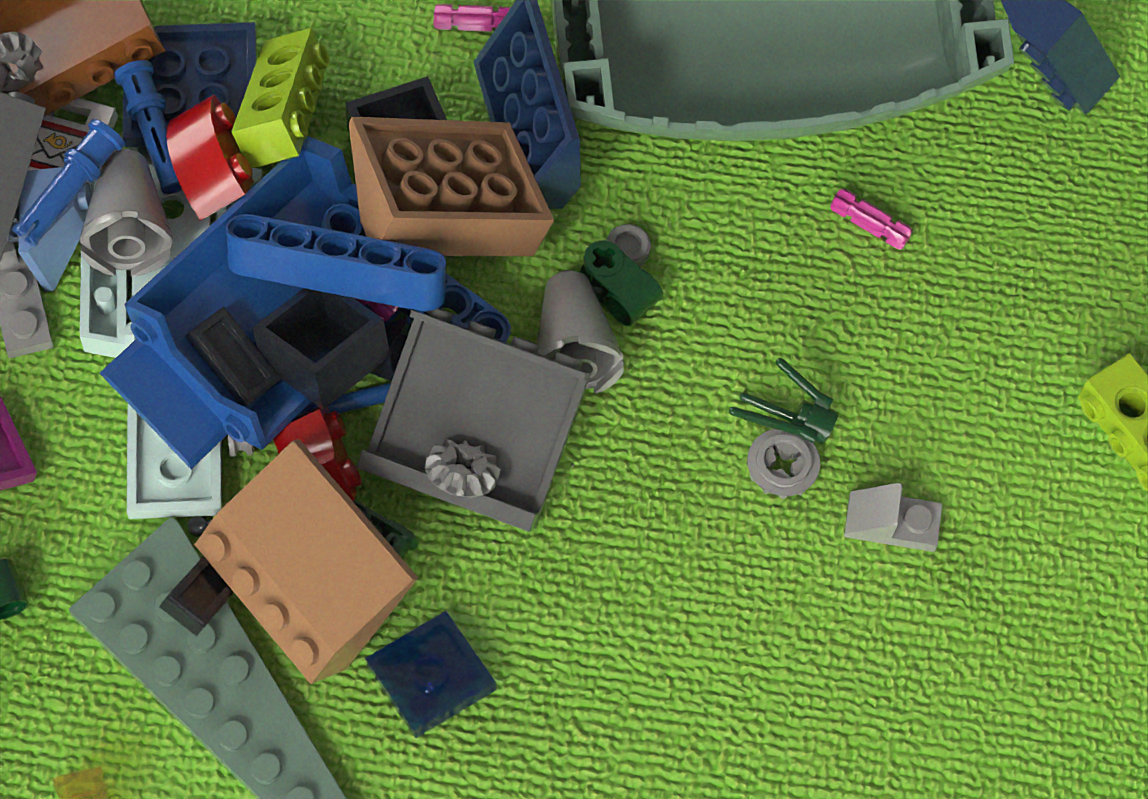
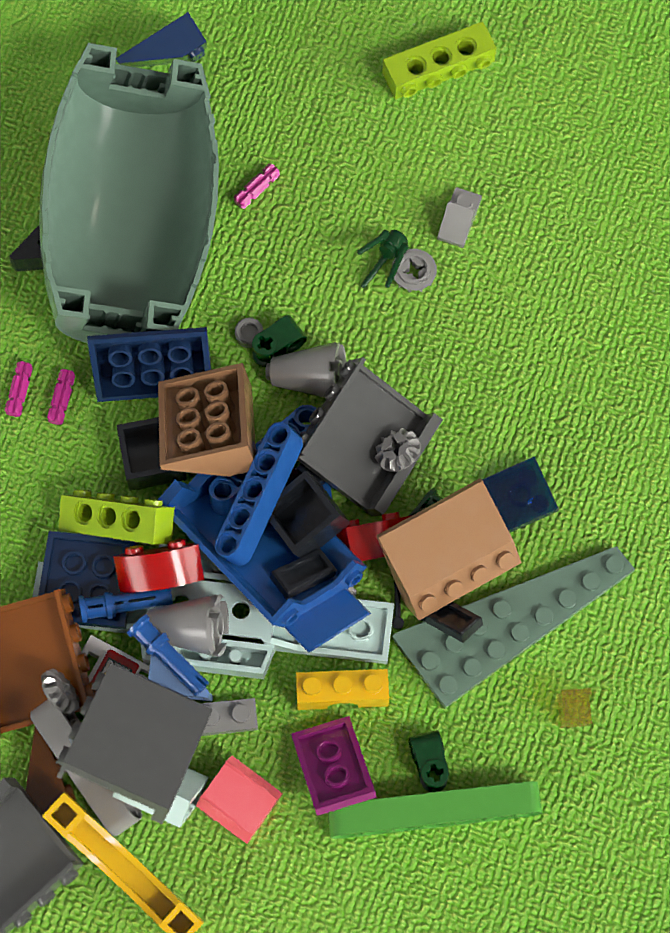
camera: 75 degrees left, 5 degrees up
(74, 455) = (356, 687): none -> yellow arch

